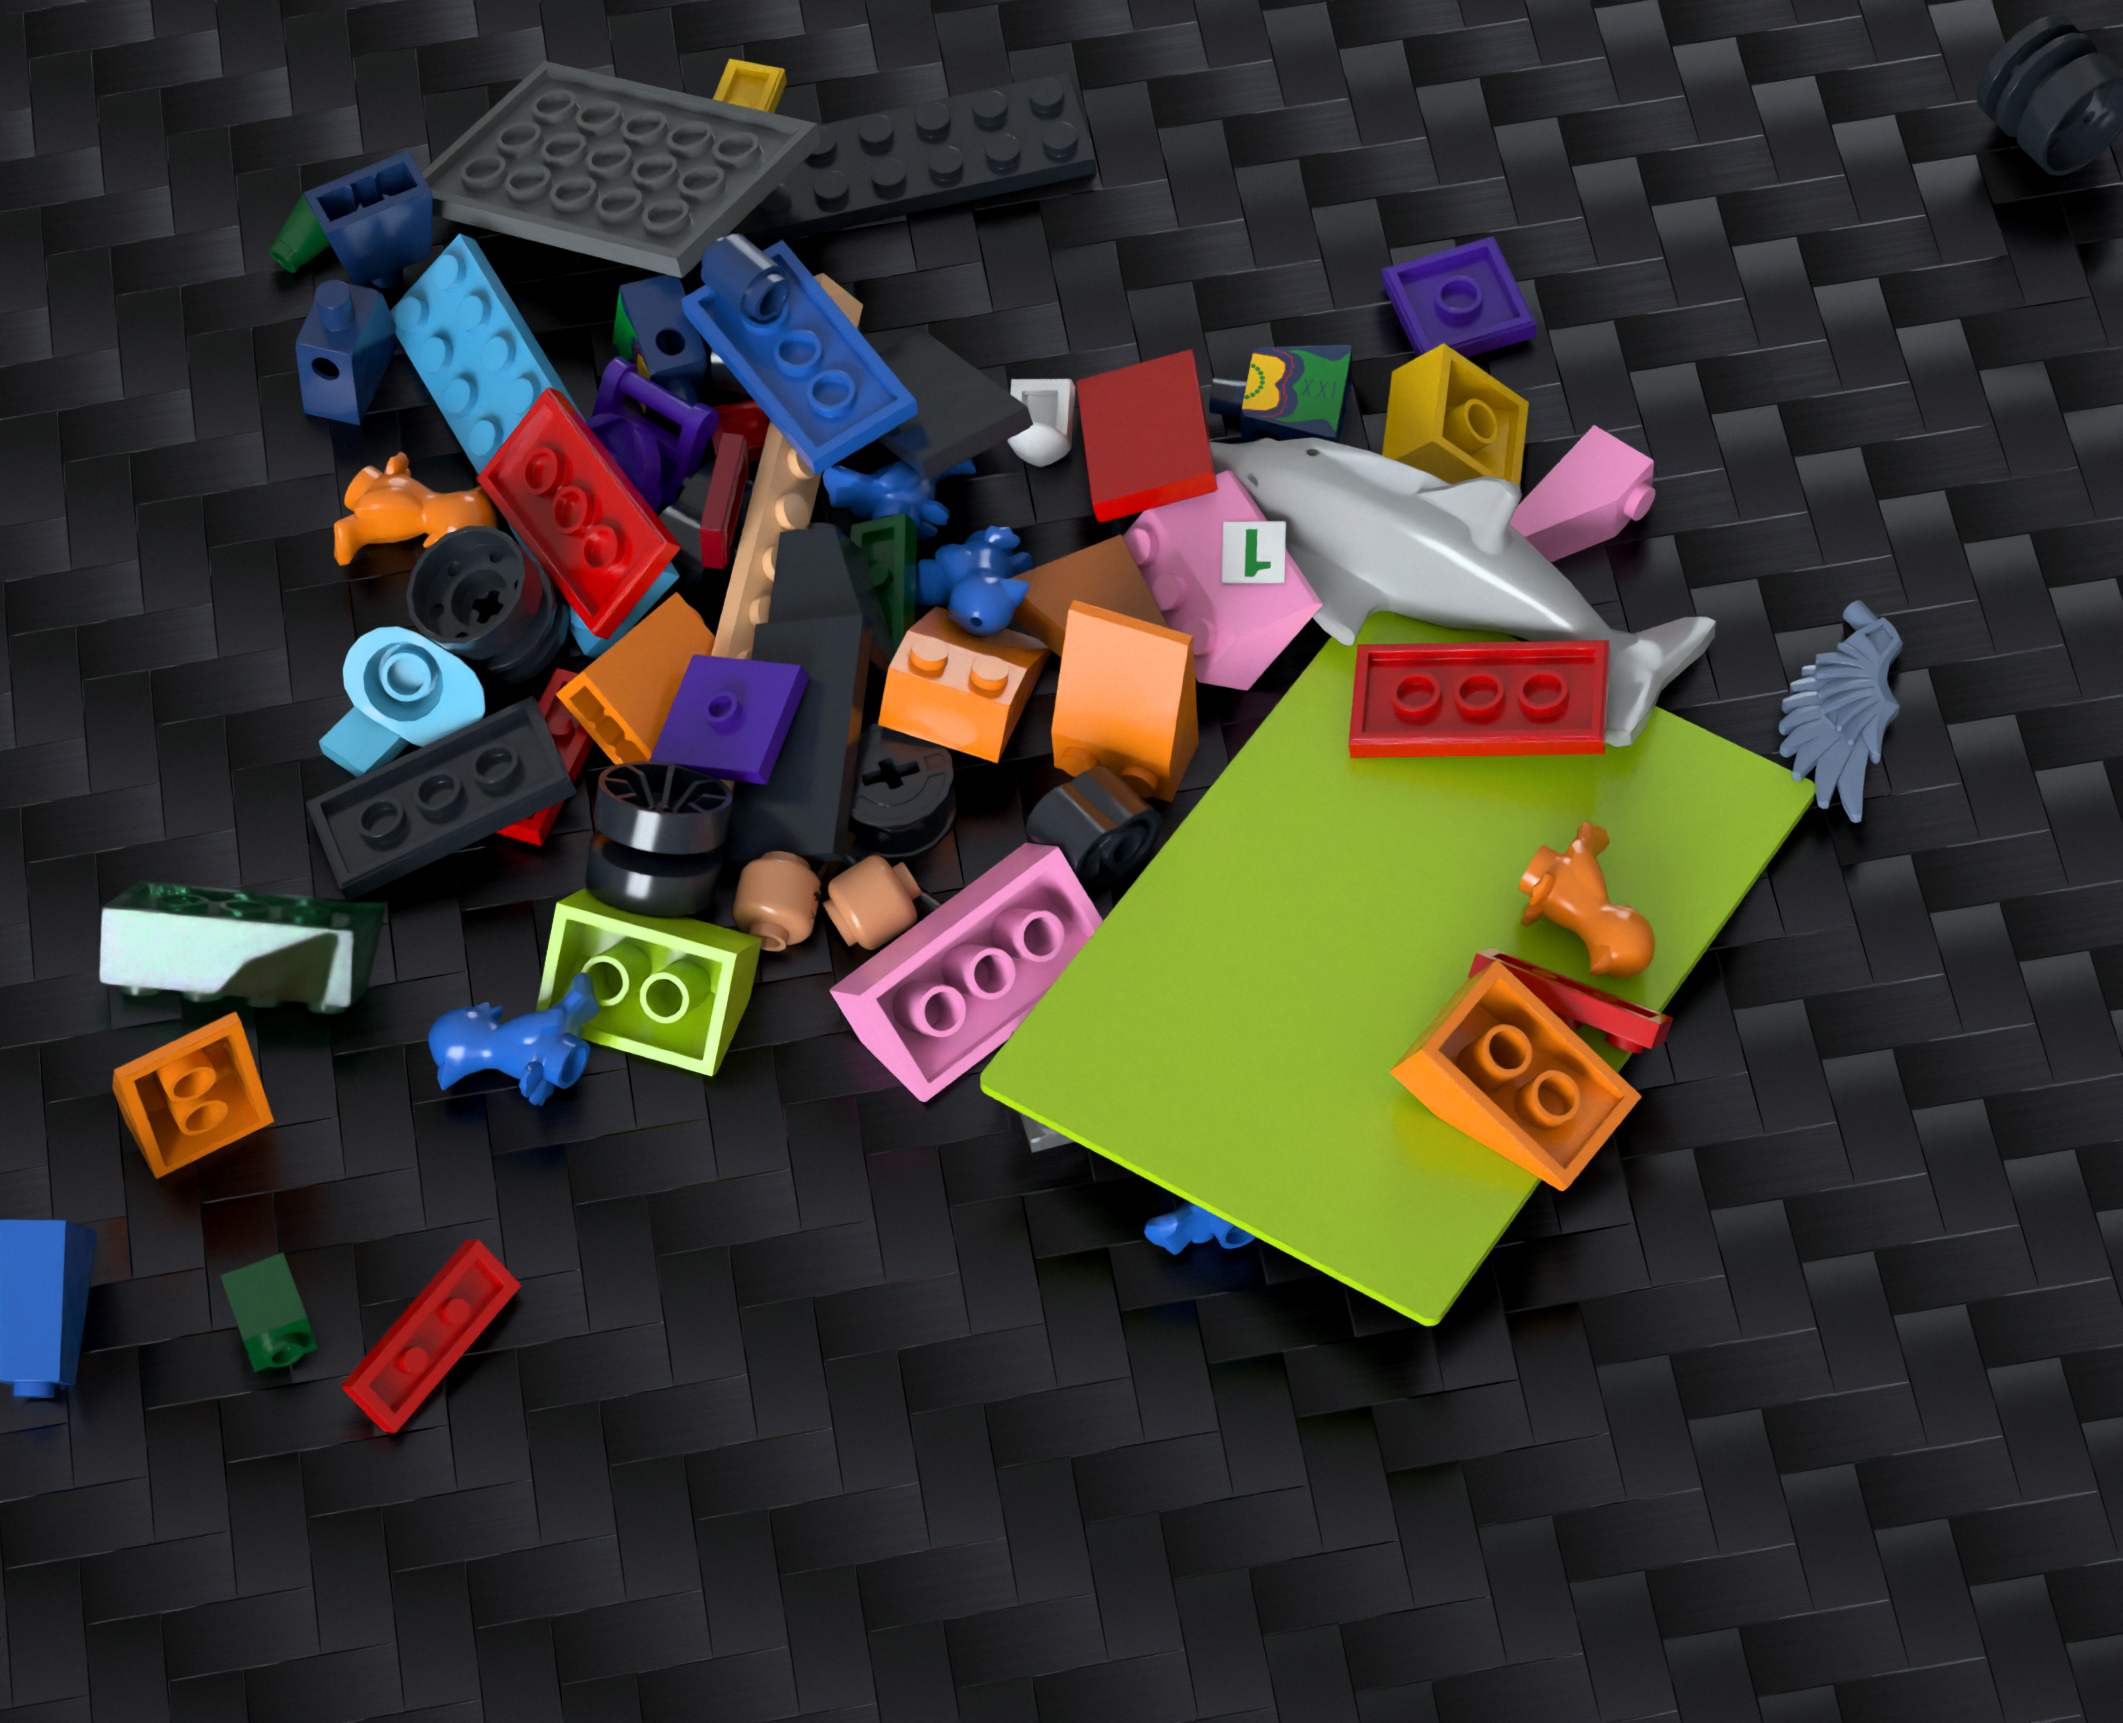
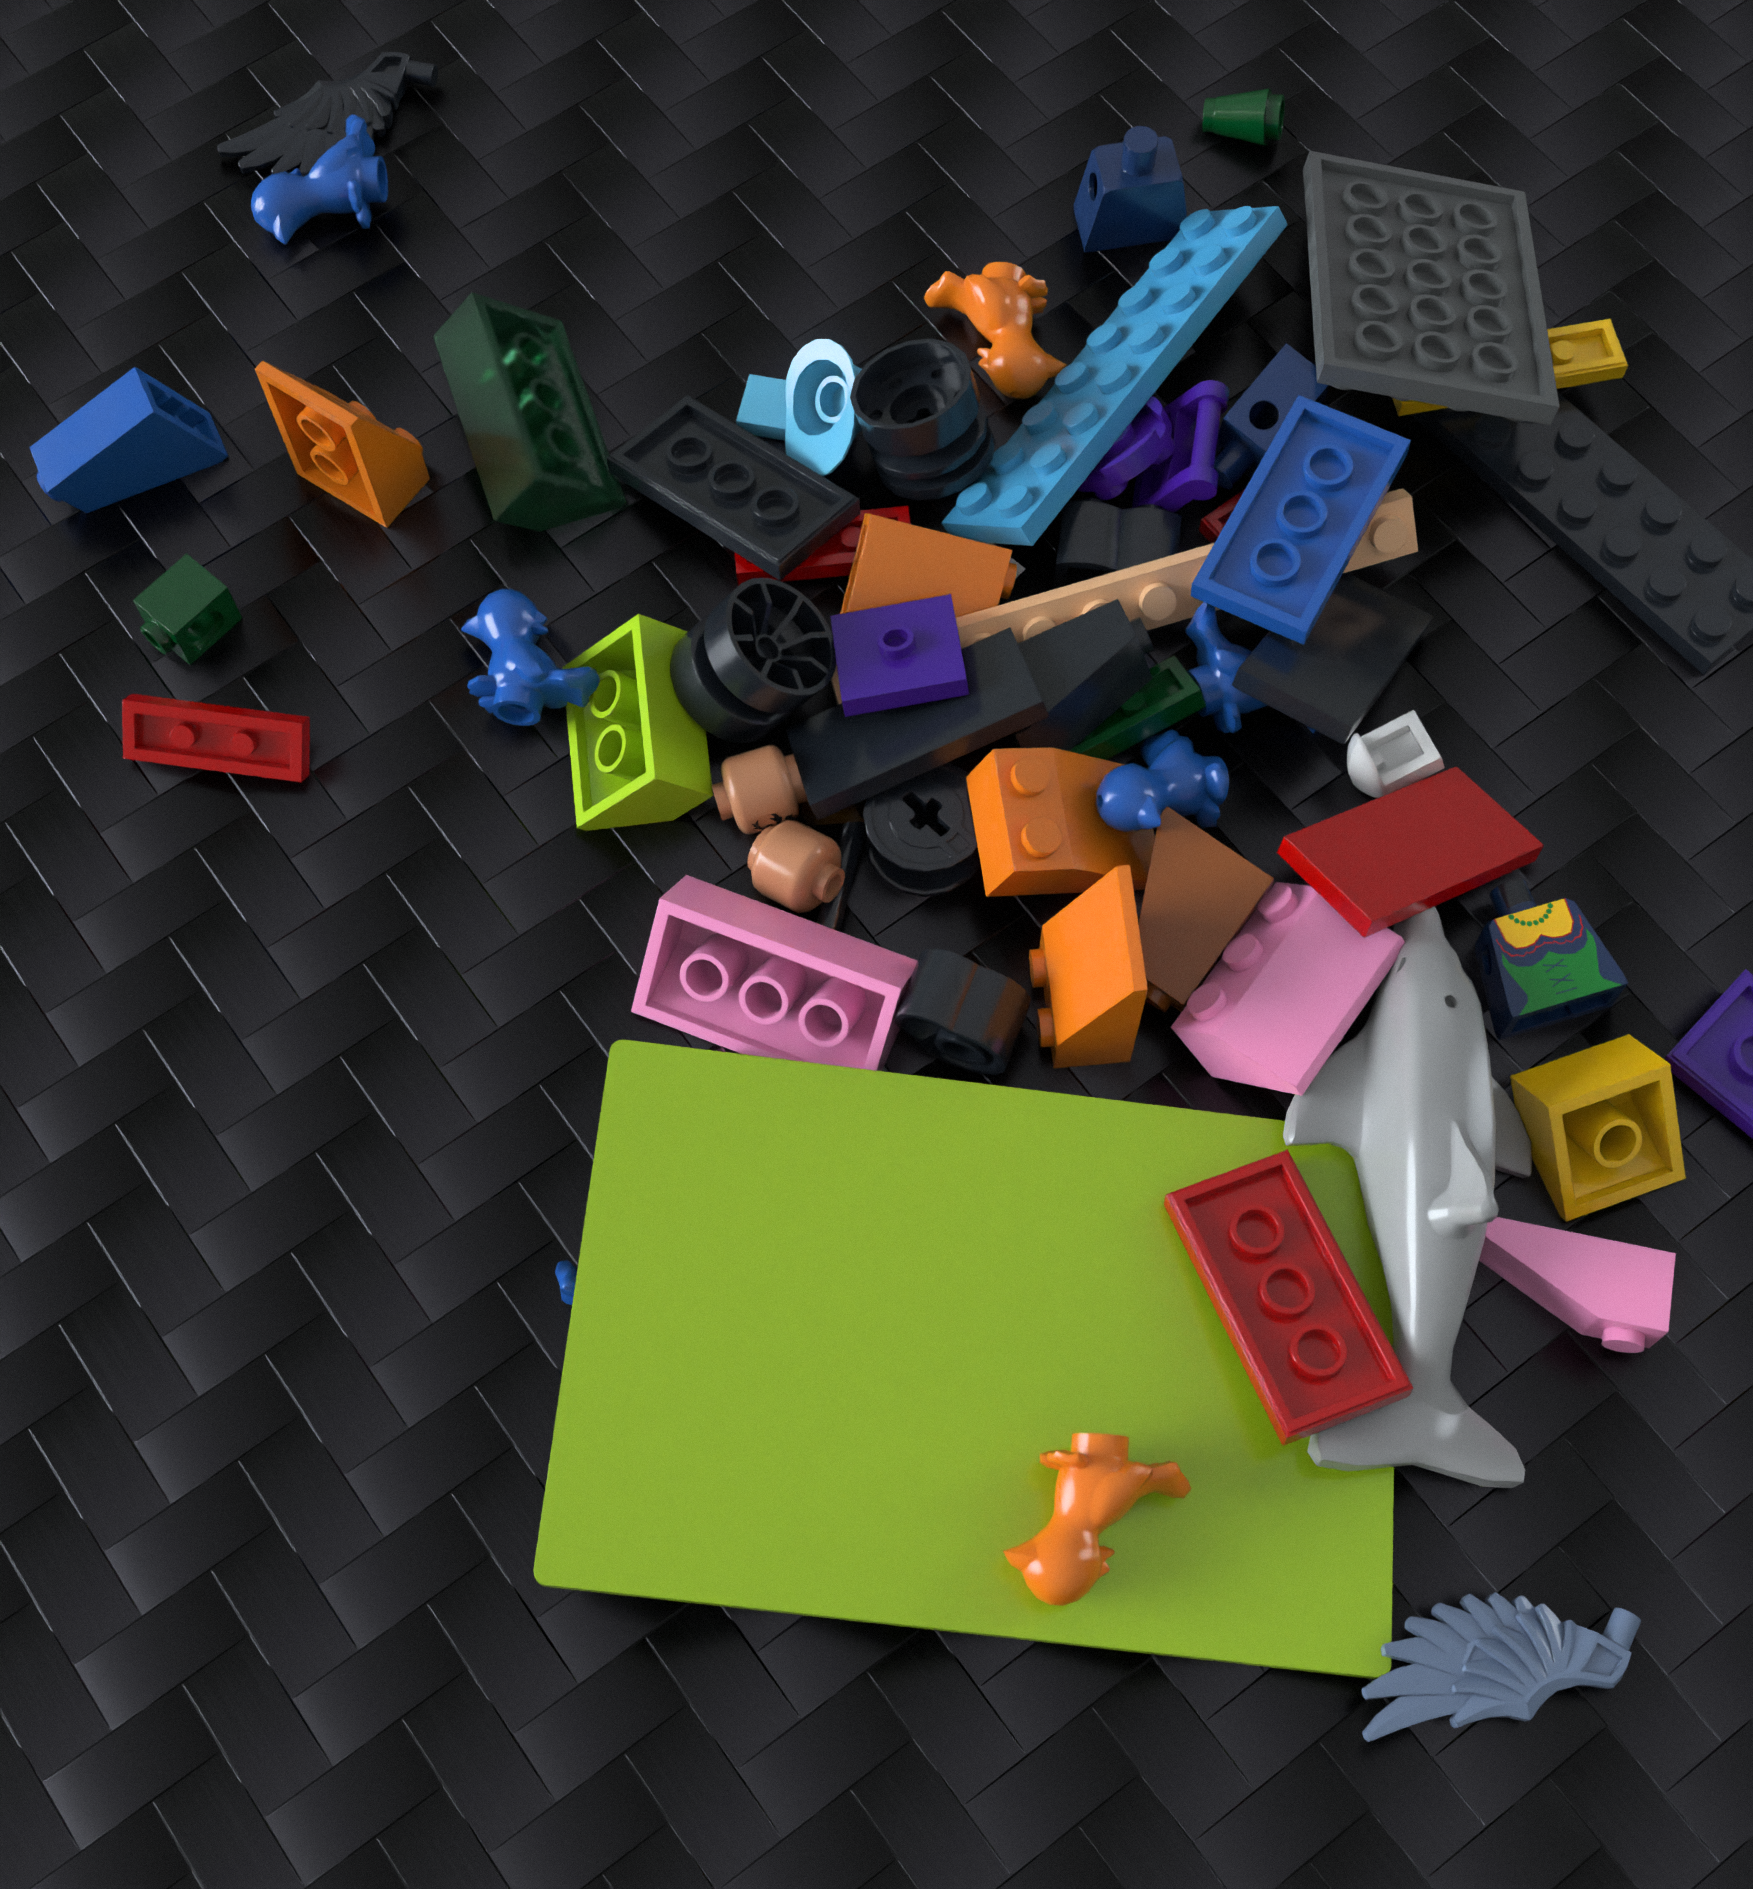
camera: 60 degrees right, 10 degrees up
(377, 219) = (1253, 139): dark blue torso -> none
(578, 513) = (1045, 435): red tile -> none
(724, 501) = (1123, 538): dark red tile -> none
(745, 277) = (1339, 426): dark blue brick -> none
(1253, 552) = (1320, 1004): white sticker -> none
(1516, 1078) = (839, 1538): orange slope -> none
(1575, 1003) = (967, 1546): red plate -> none

